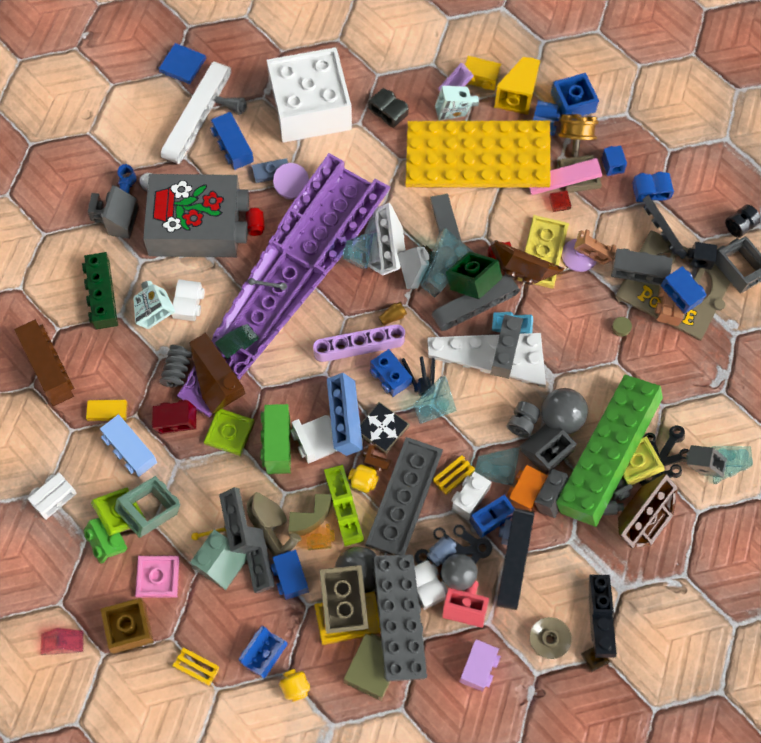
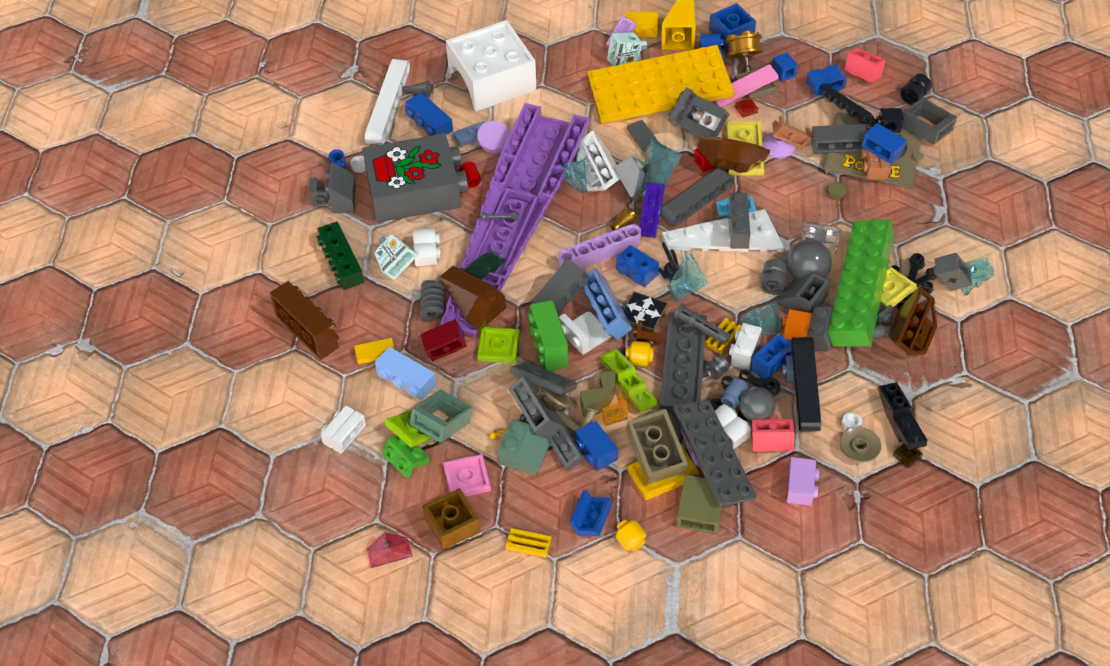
camera: 10 degrees left, 15 degrees down
(182, 63) = (362, 68): blue tile -> none
(259, 486) = (543, 378): none -> dark grey tile
(305, 386) = (563, 285): none -> dark grey brick
(388, 107) = (565, 65): pearl dark grey brick -> none
(417, 446) = (694, 320): none -> dark grey pin
(423, 310) = (651, 209): none -> dark purple tile
(435, 512) = (717, 367): none -> flat silver wheel
(474, 275) = (690, 170): dark green brick -> none
(493, 195) = (686, 110): none -> dark grey brick
(551, 607) = (851, 420): none -> white tile
(586, 381) = (825, 234): none -> clear brick
(698, 178) = (864, 65): none -> coral brick

